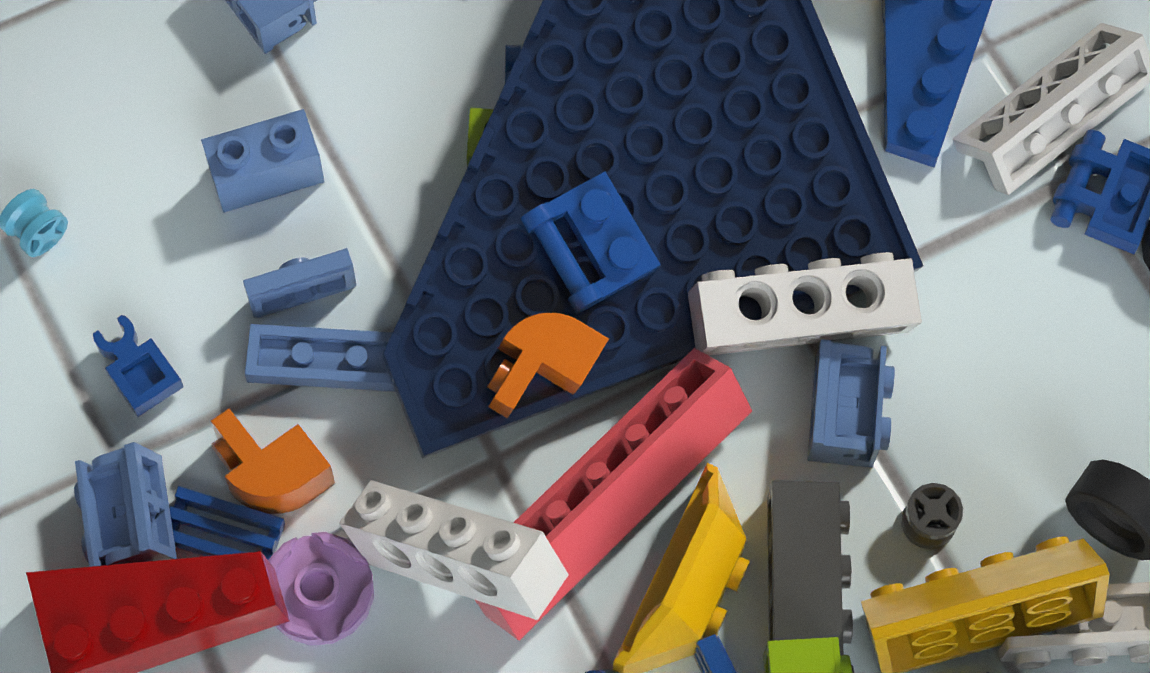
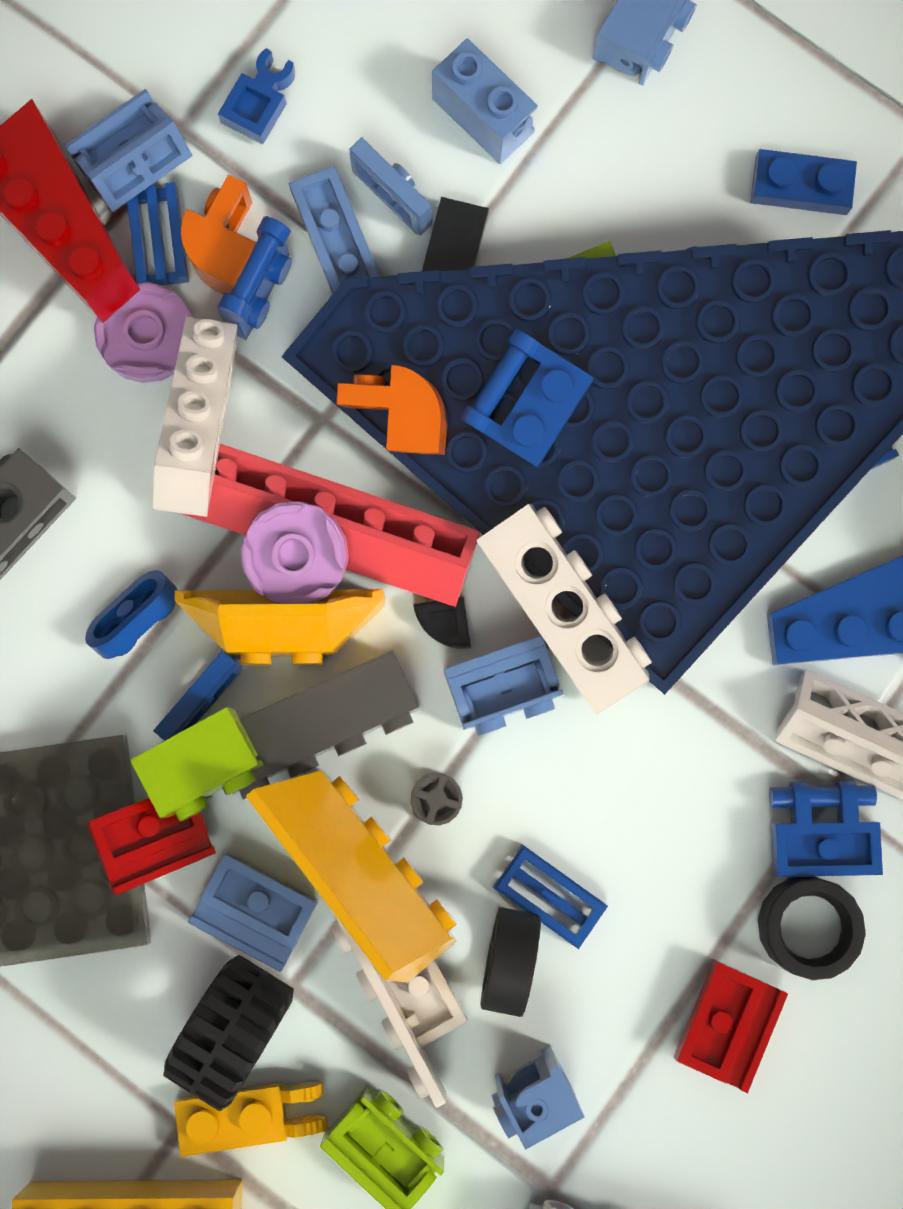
camera: 65 degrees right, 15 degrees up
(349, 463) = (265, 267): none -> blue plate
(383, 254) = (455, 236): none -> black tile
(640, 518) = (294, 553): none -> lavender tile
(760, 435) = (445, 623): none -> black tile
(1032, 480) = (513, 870): none -> blue tile

